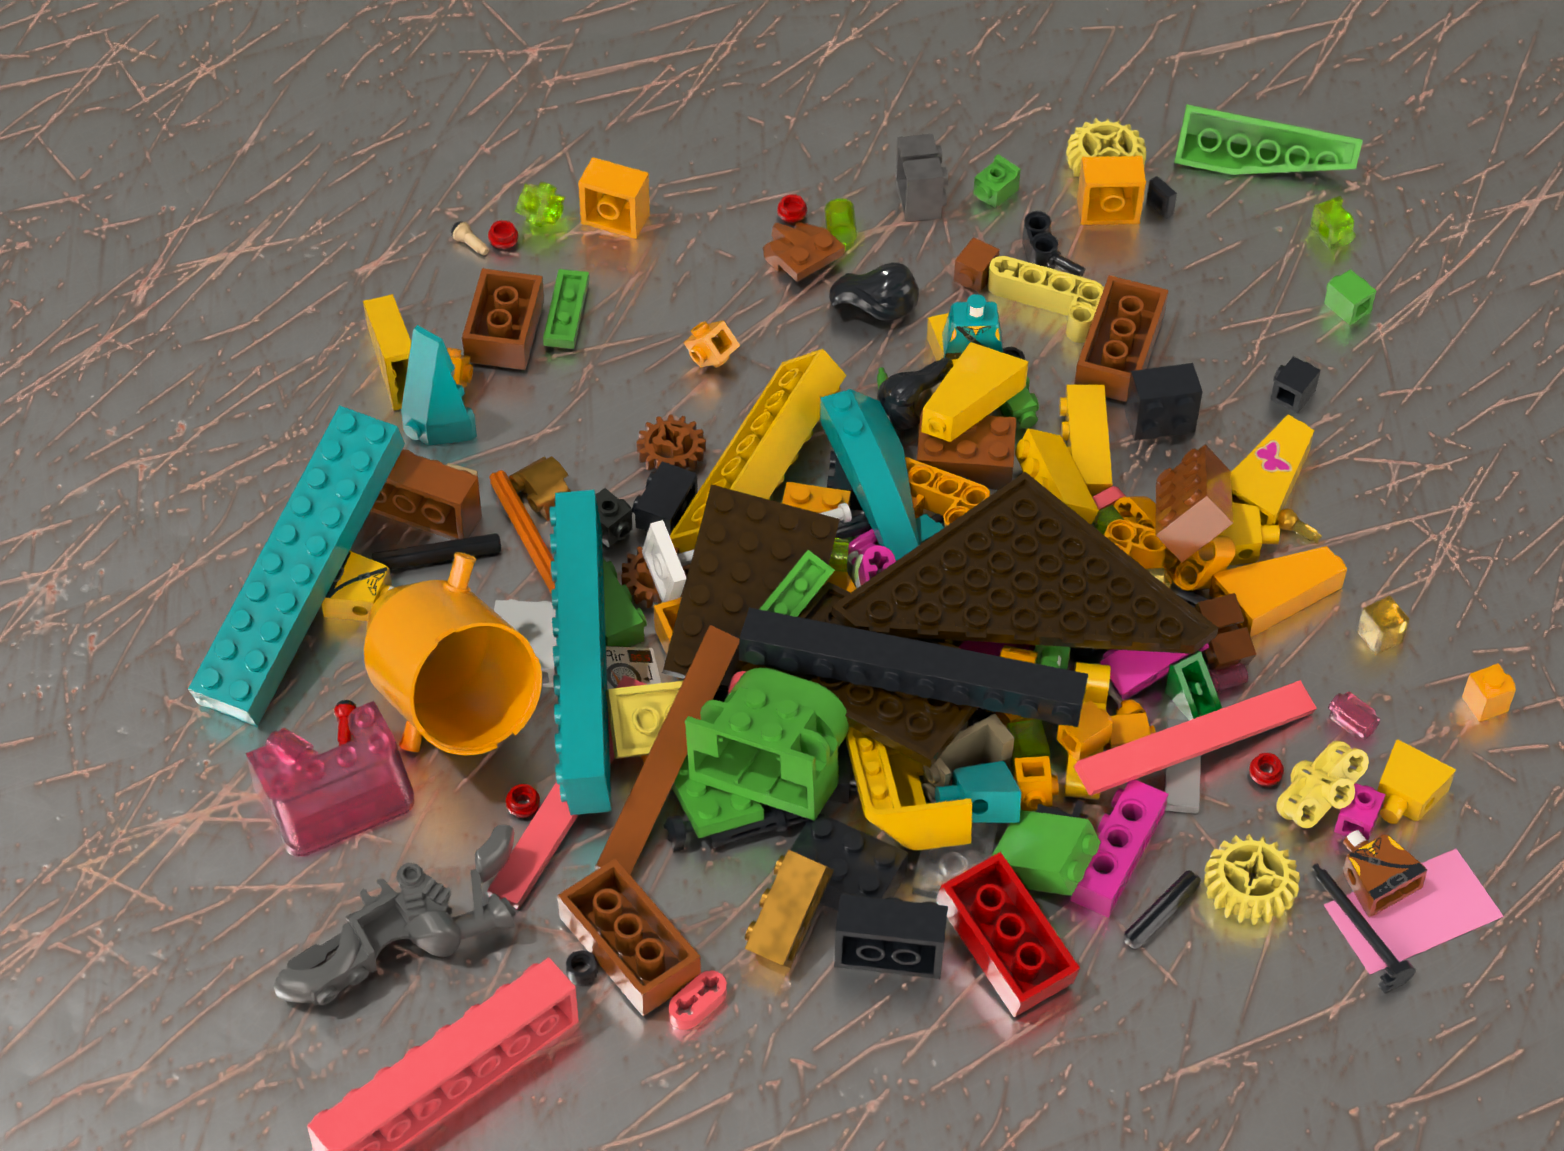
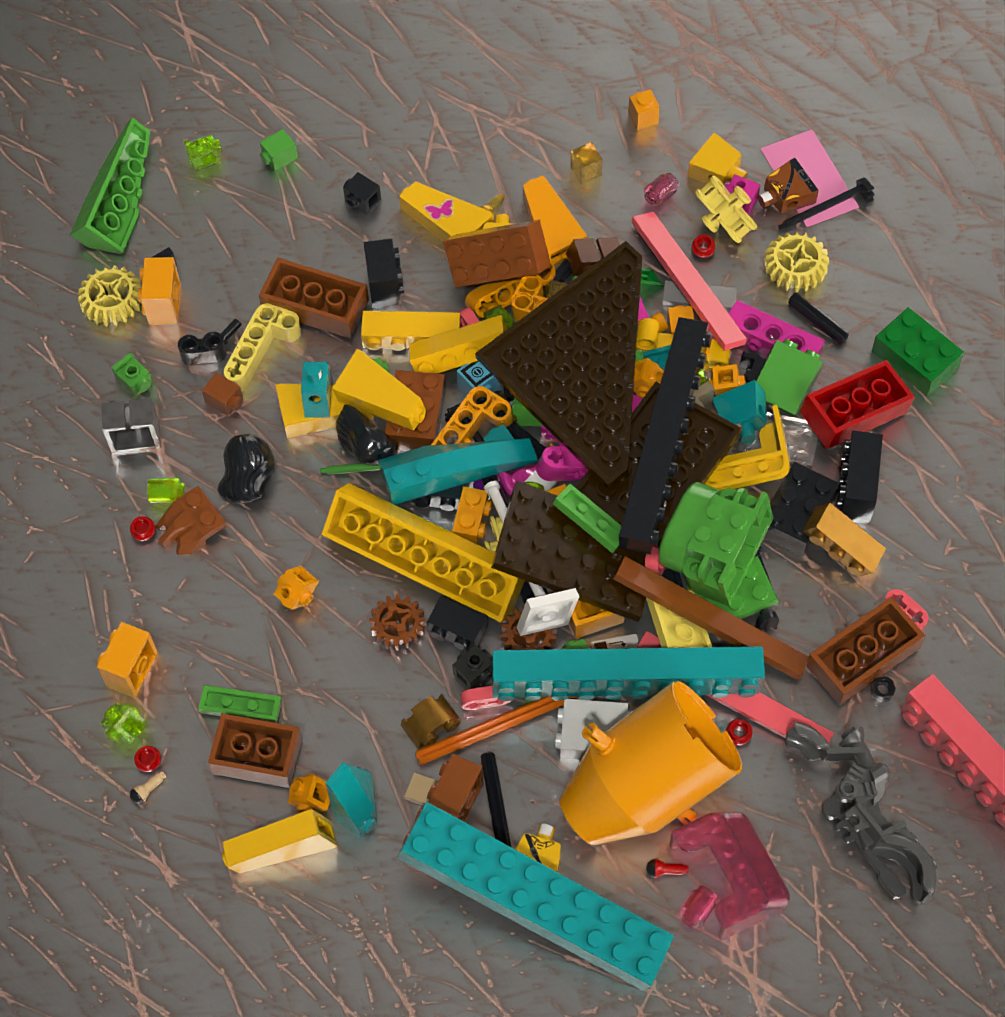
camera: 85 degrees left, 10 degrees up
(1112, 1026) = (917, 351): none -> green brick

